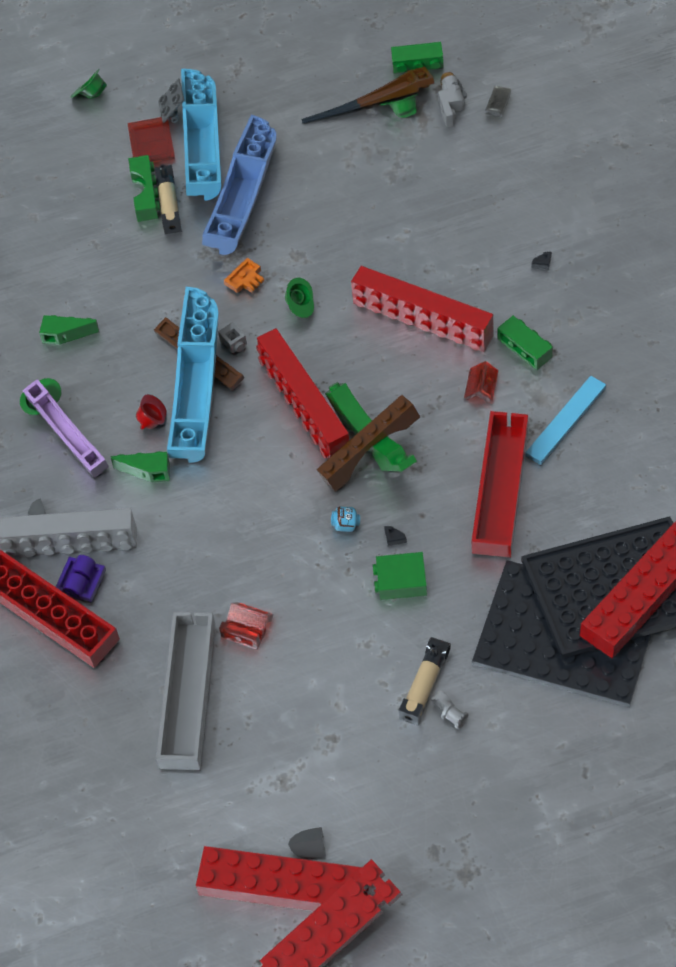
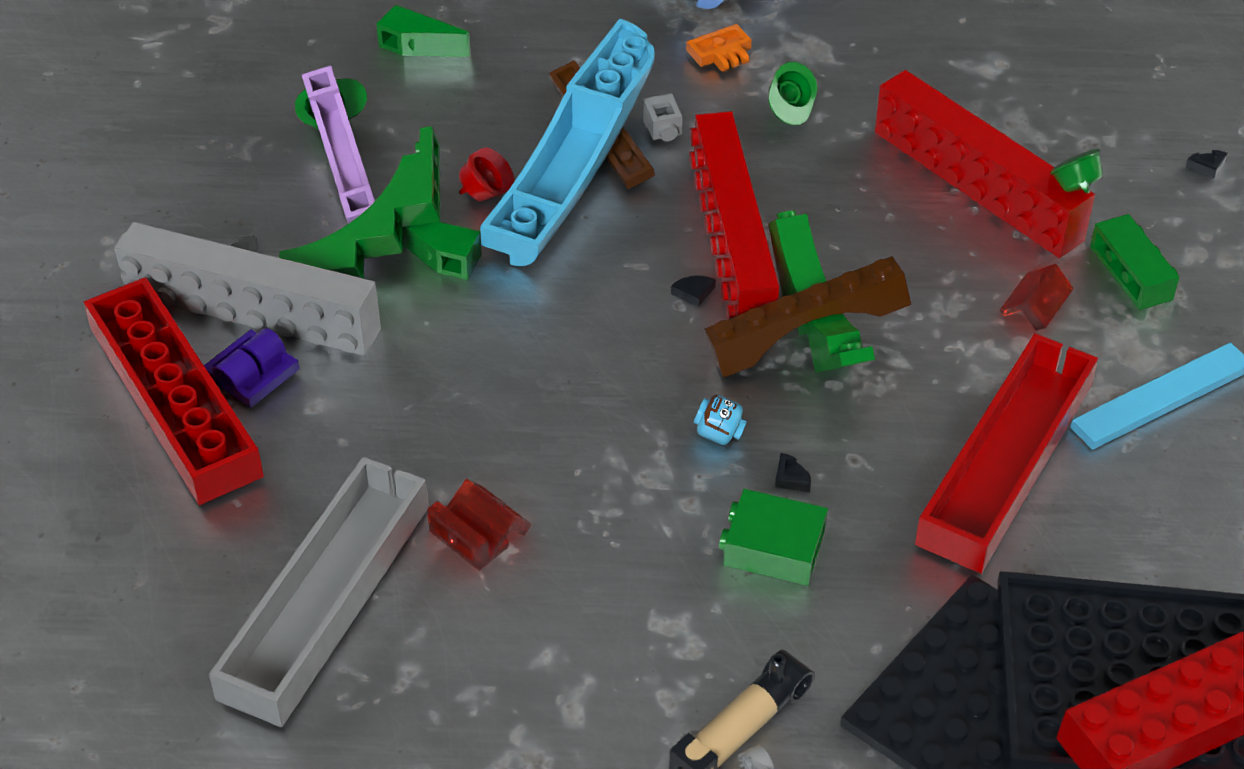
camera: 15 degrees right, 10 degrees down
(120, 449) = (406, 201): none -> green arch
(296, 442) = (693, 288): none -> black tile
(480, 304) = (1079, 171): none -> green piece

